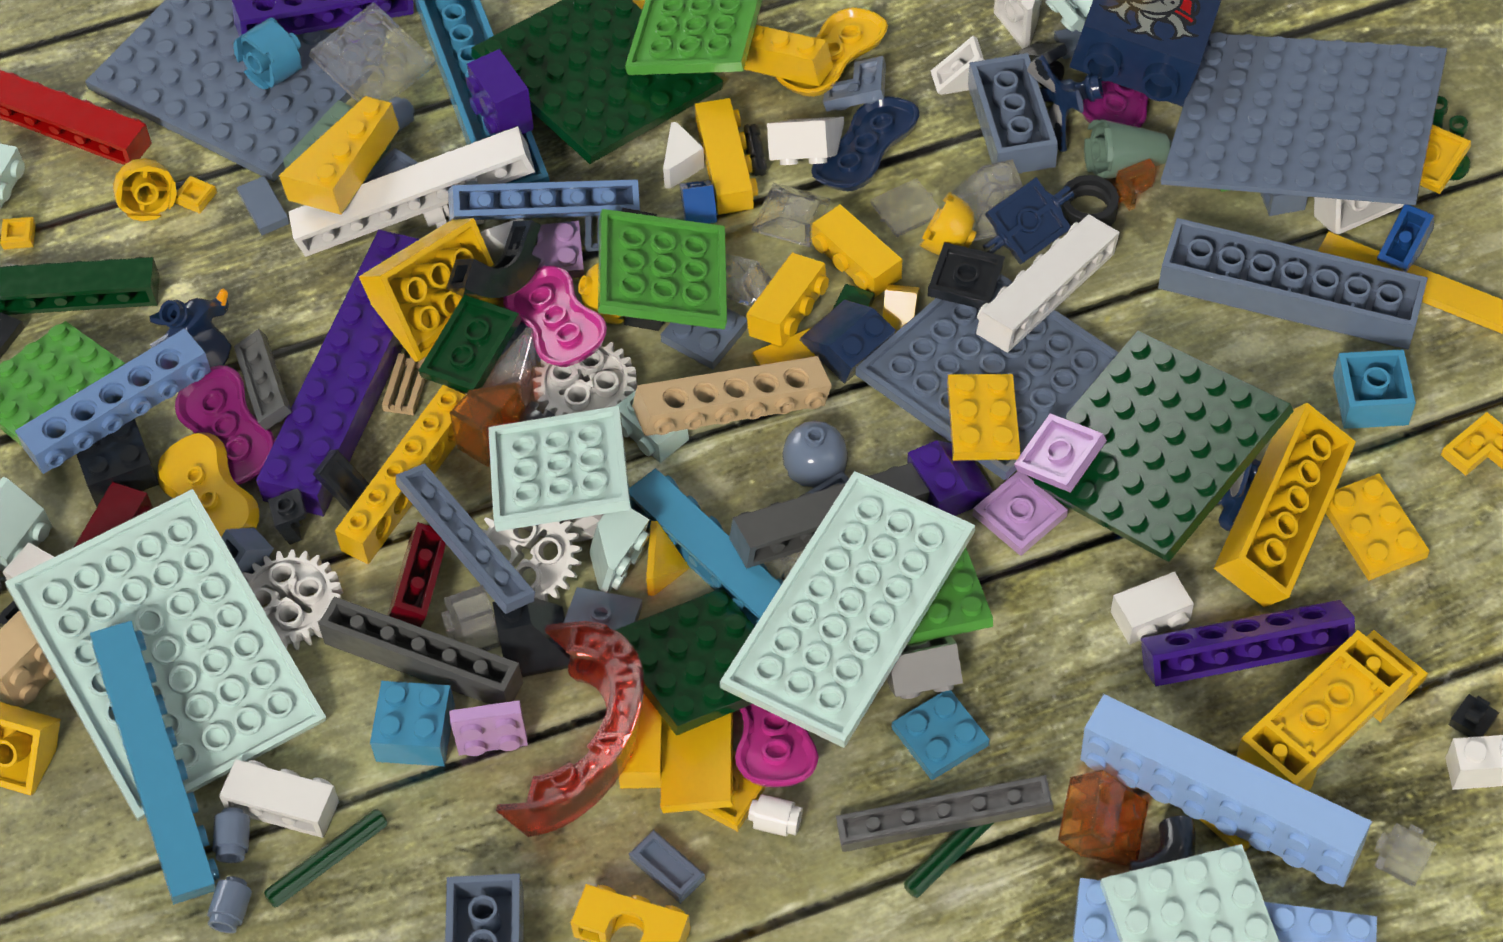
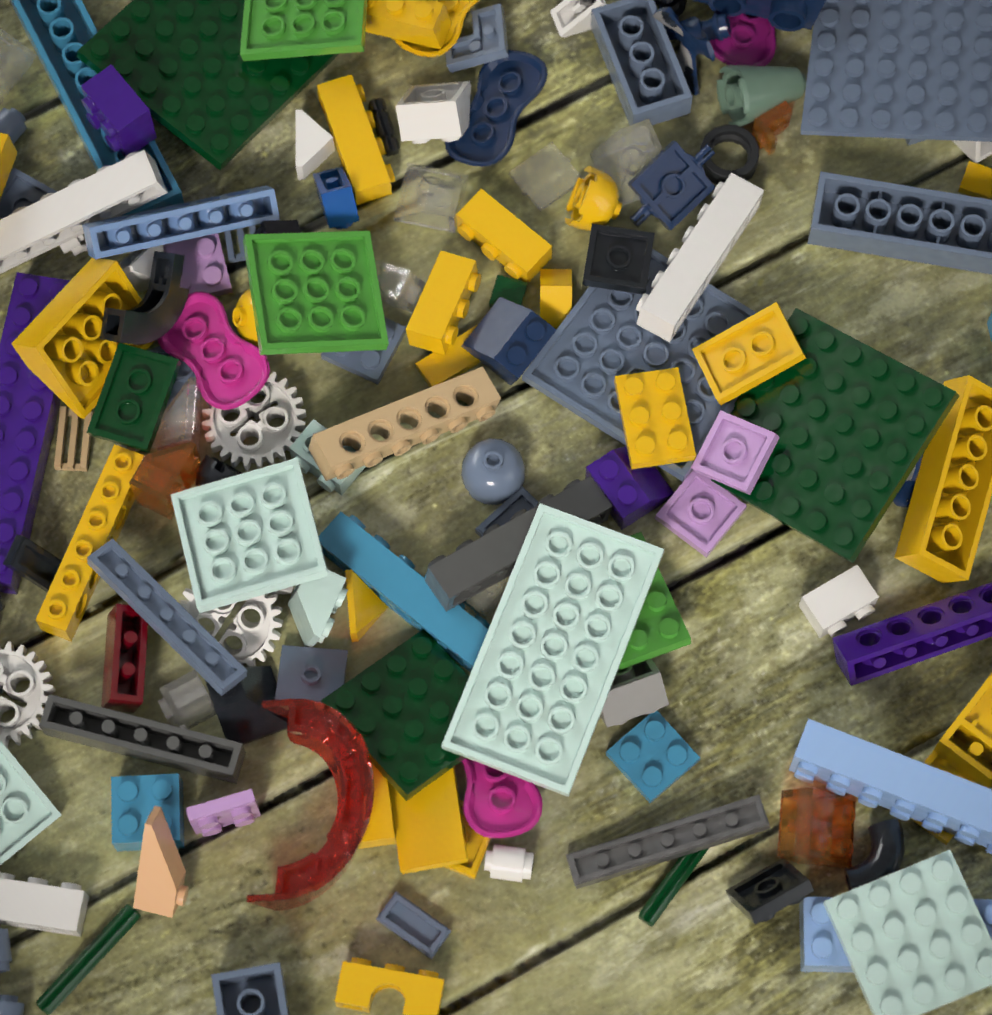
camera: 10 degrees left, 15 degrees up
(414, 773) = (160, 870): none -> light nougat slope
(1036, 874) = (770, 891): none -> black plate
(1085, 365) = (748, 353): none -> yellow plate

